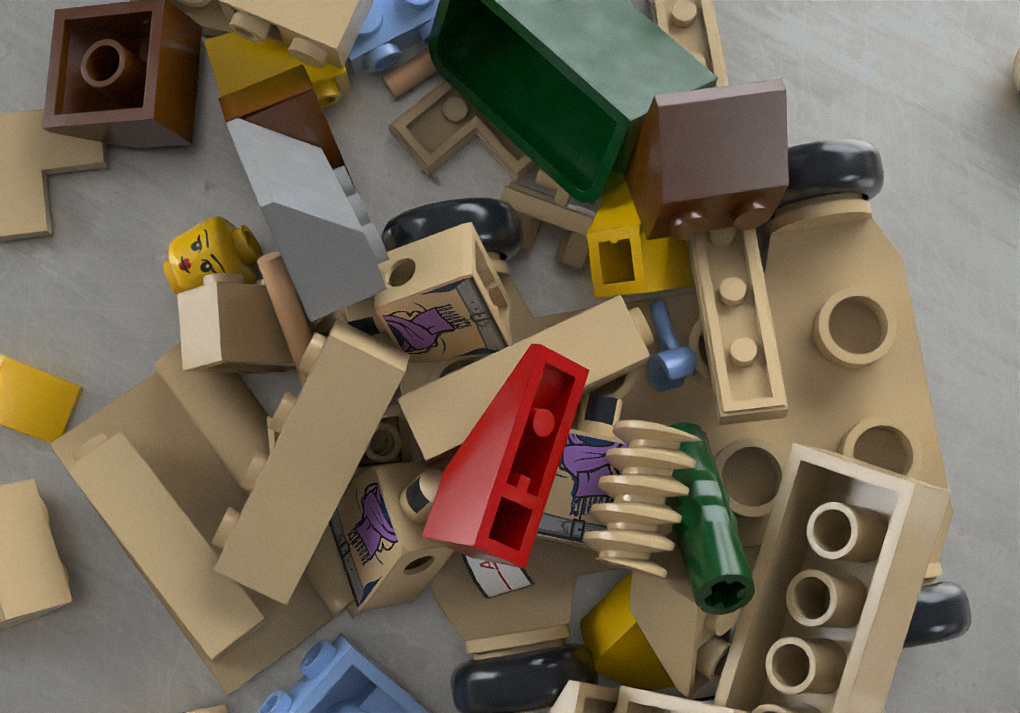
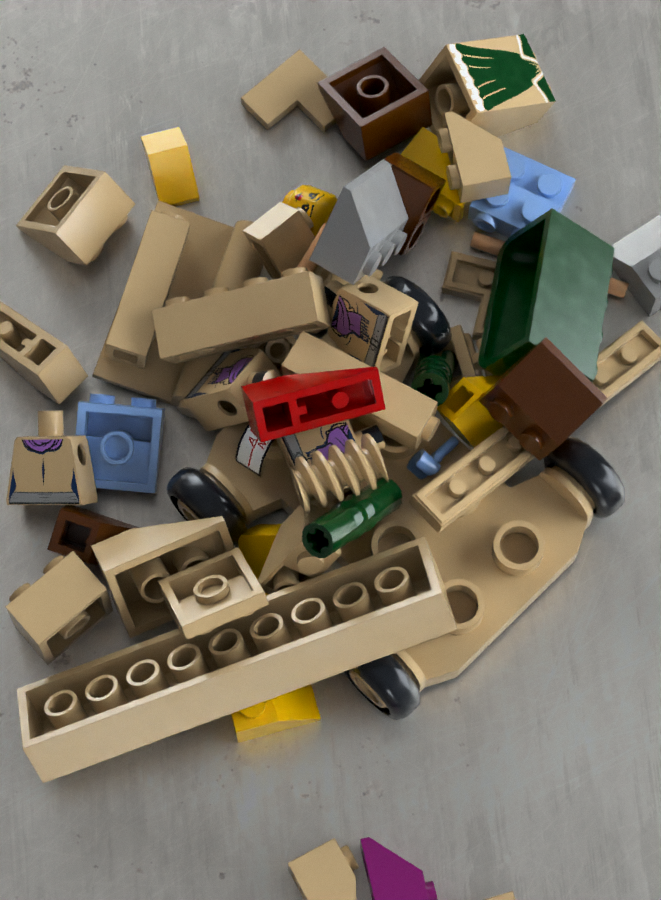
camera: 55 degrees right, 10 degrees down
(560, 272) = (439, 370): none -> dark green hinge

